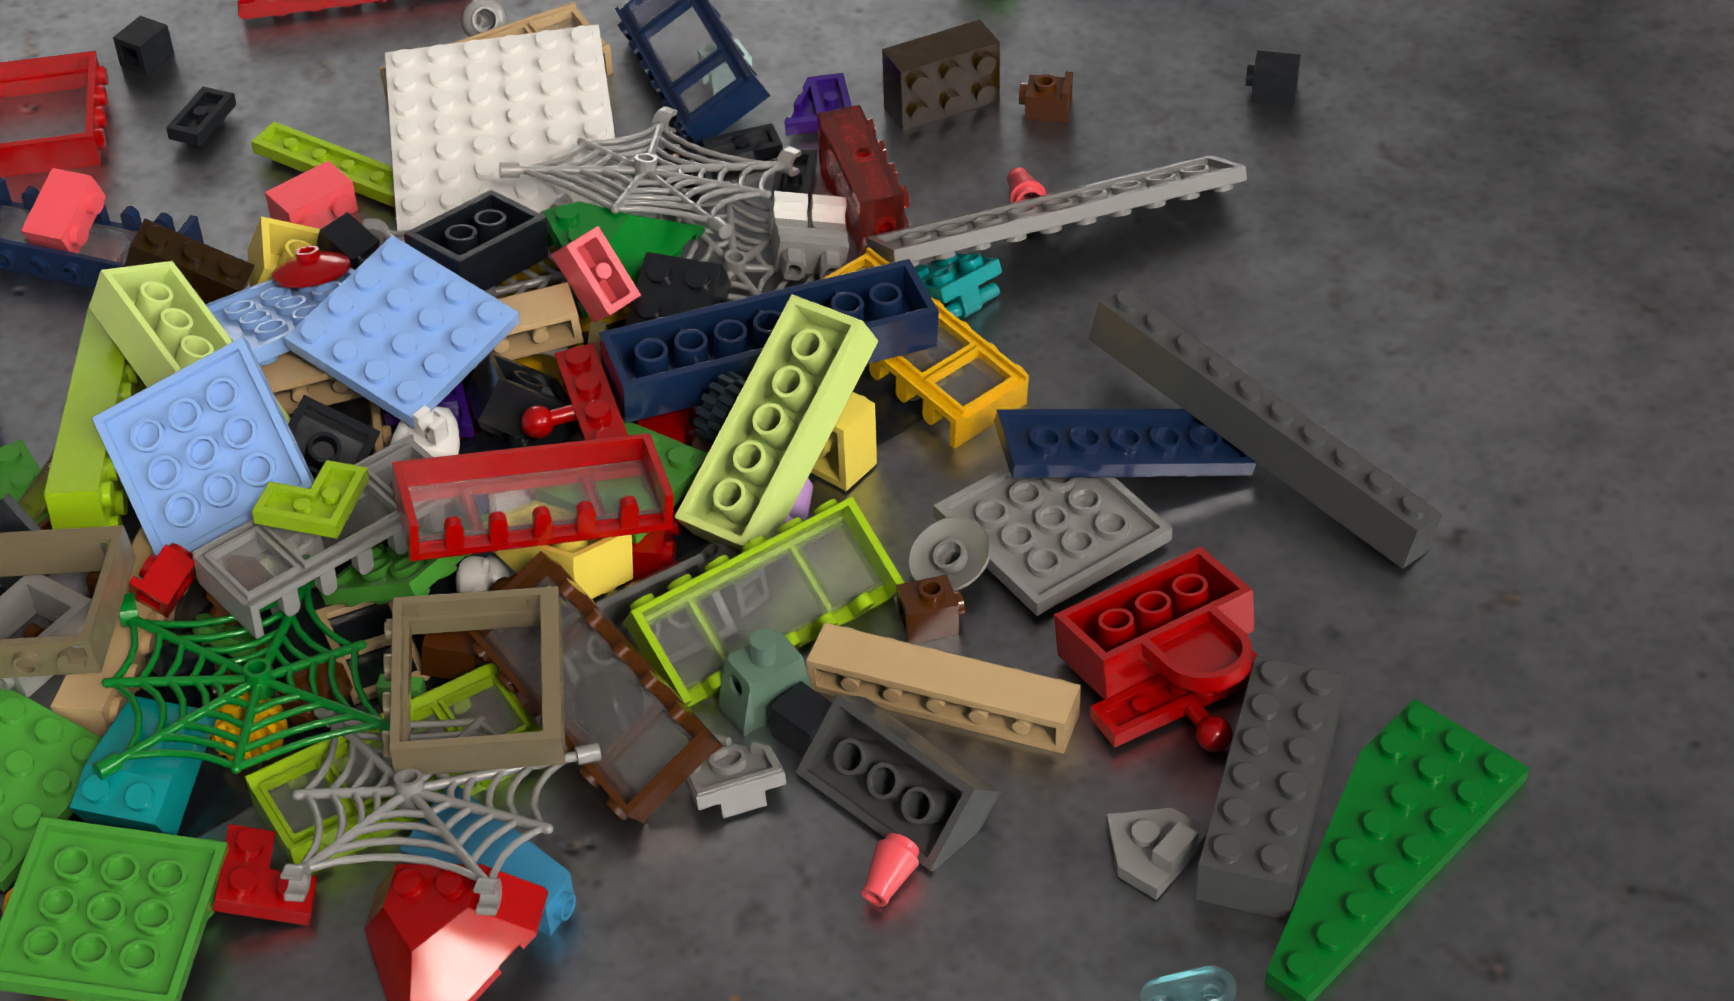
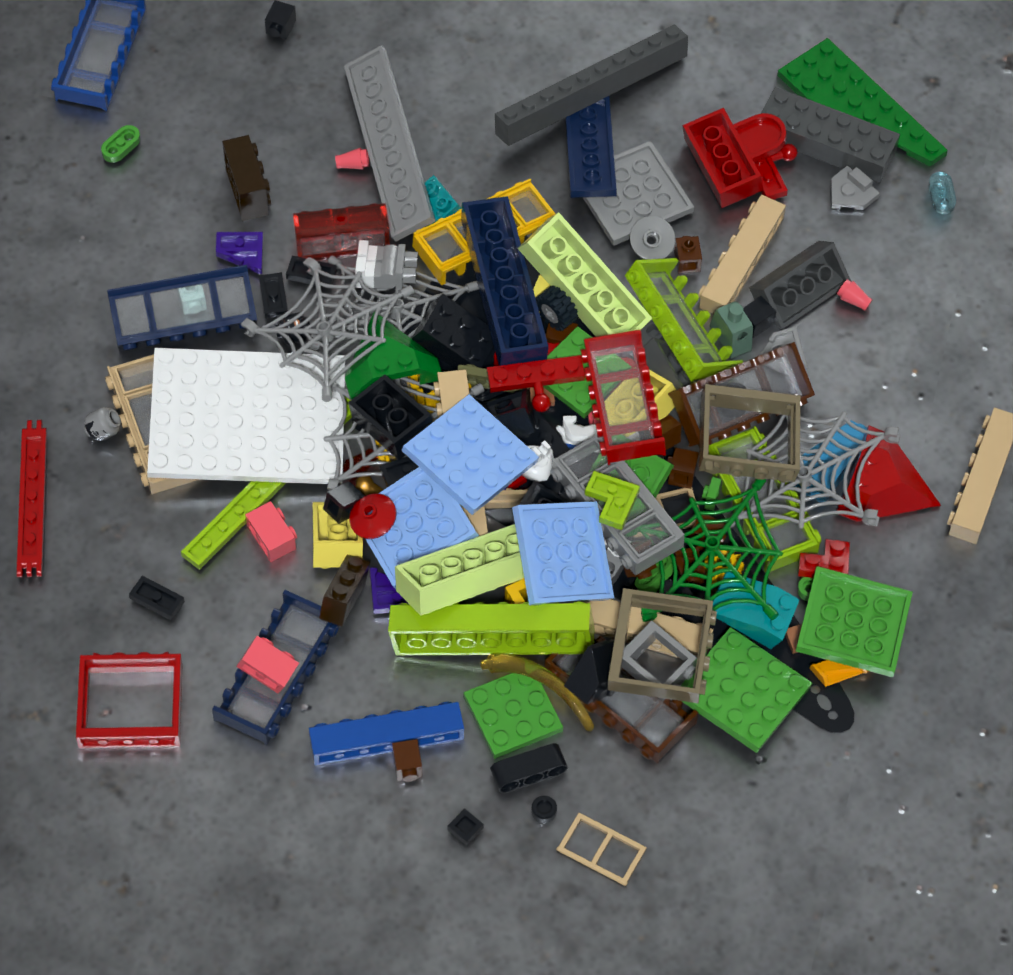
camera: 85 degrees left, 15 degrees up
(143, 45) = (65, 633): black brick -> none
(164, 579) = (631, 581): red brick -> none
(596, 274) = (441, 354): coral brick -> none
(1047, 97) = (267, 132): reddish brown brick -> none

